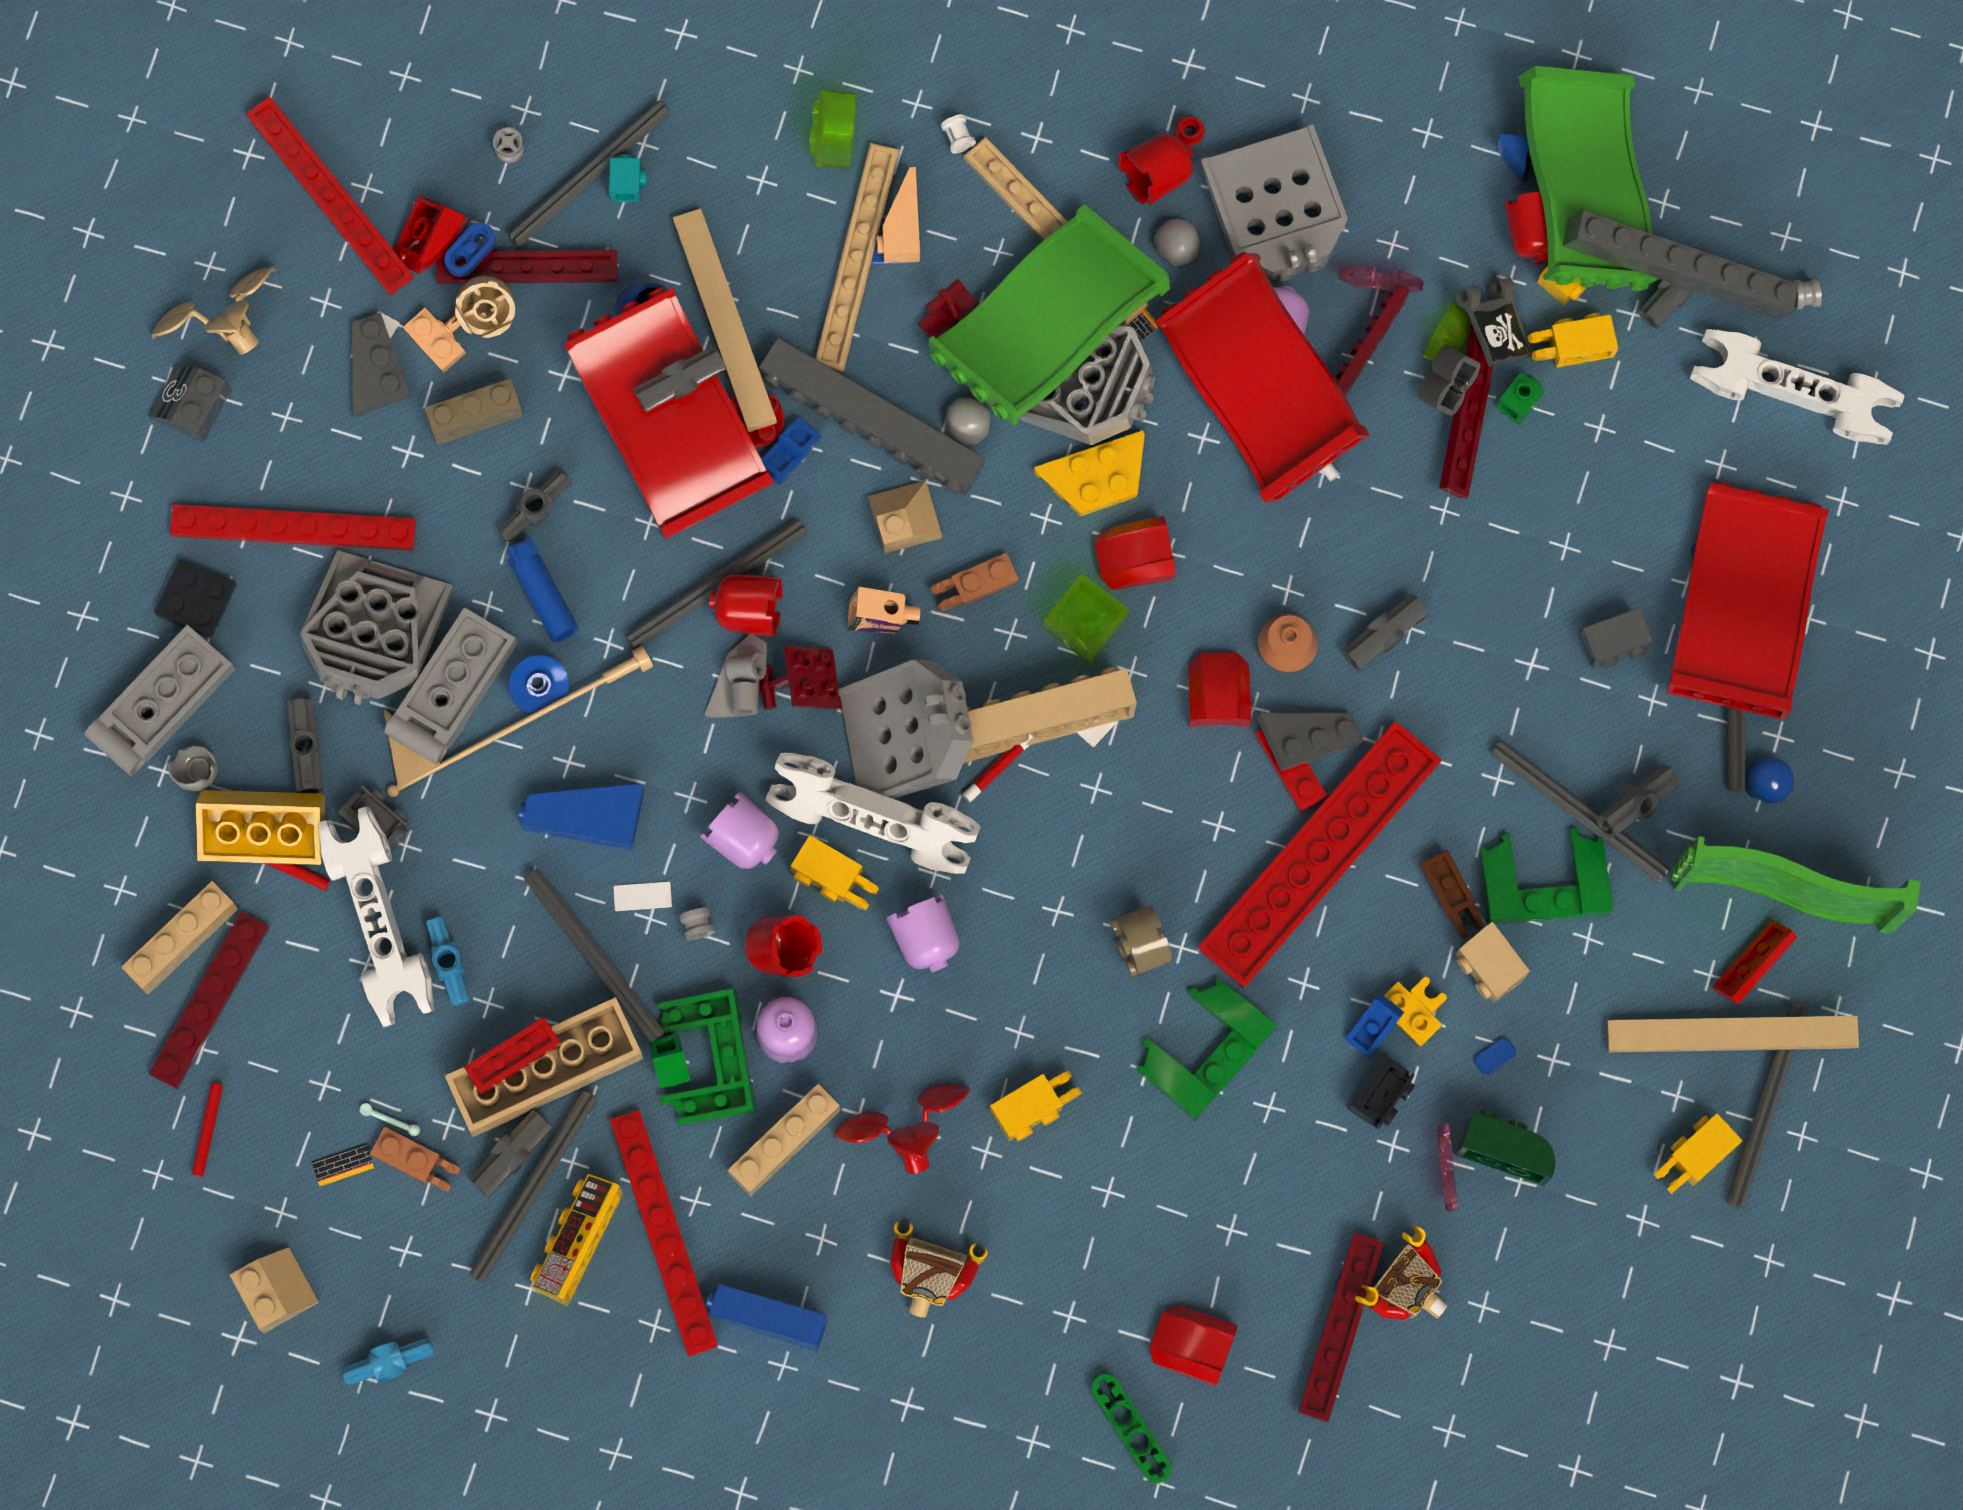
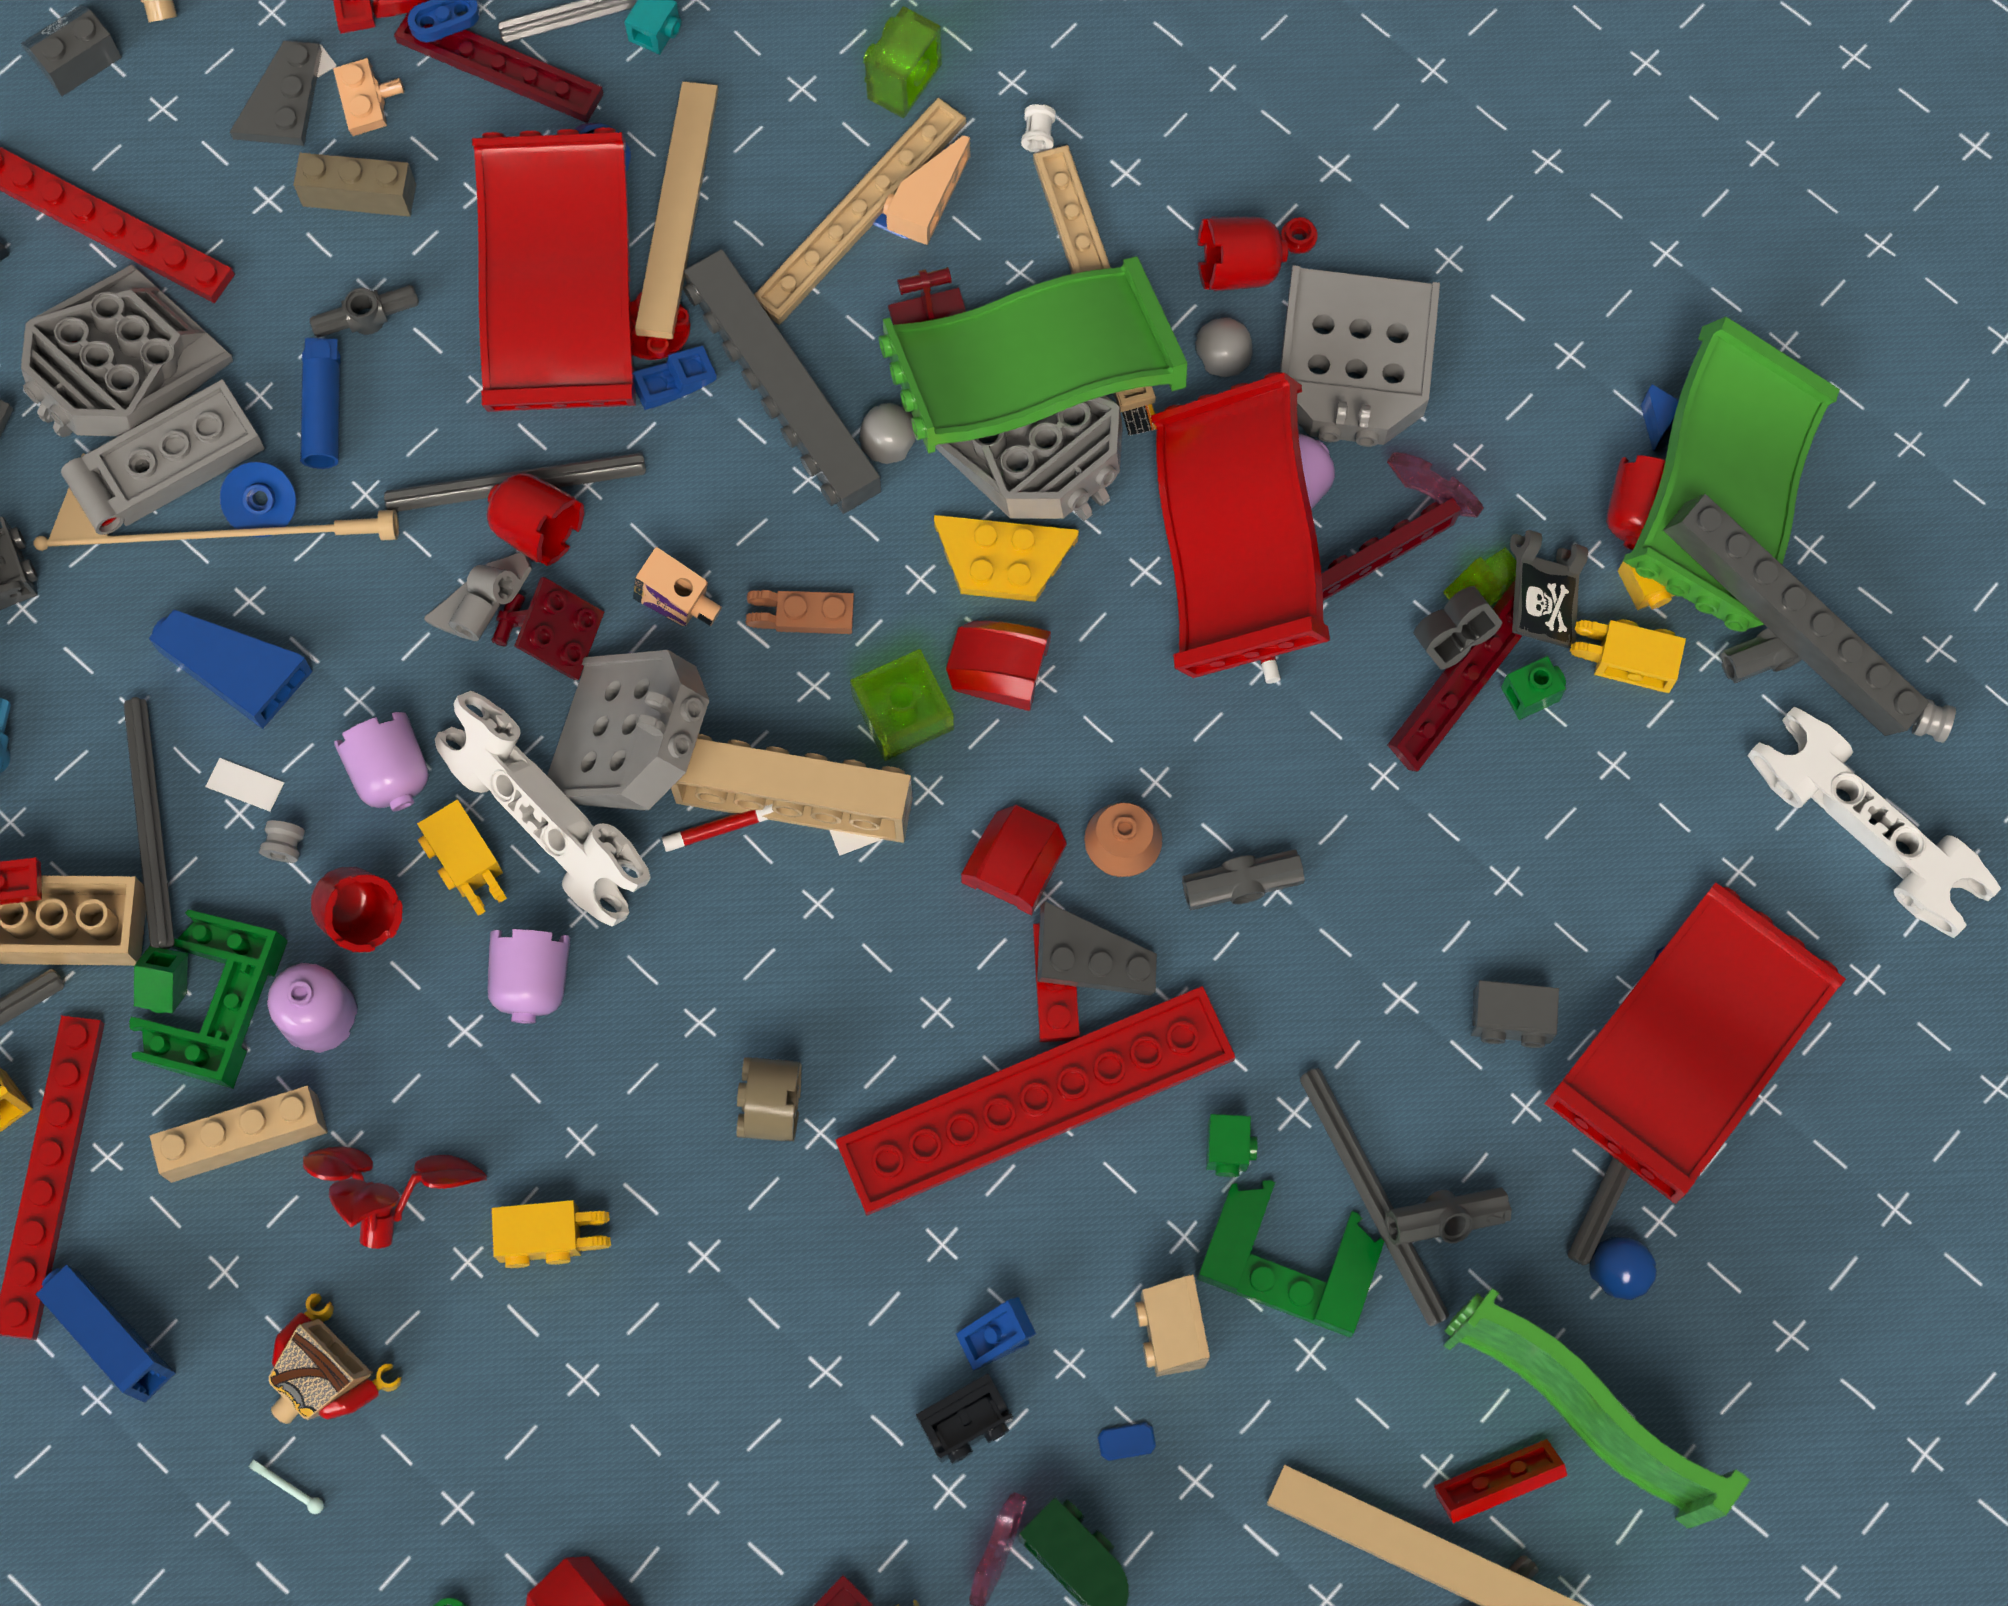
camera: 30 degrees right, 5 degrees down
(485, 306) = (426, 80): tan cylinder -> none
(679, 379) = (581, 236): dark grey piece -> none
(905, 517) = (761, 505): tan slope -> none
(973, 1361) = (314, 1505): none -> light aqua hinge
(1197, 1091) = (751, 1311): green wedge -> none
(1418, 1009) = (1056, 1339): yellow plate -> none
(1451, 891) = (1170, 1215): reddish brown hinge -> none
(1467, 822) = (1230, 1144): none -> green brick

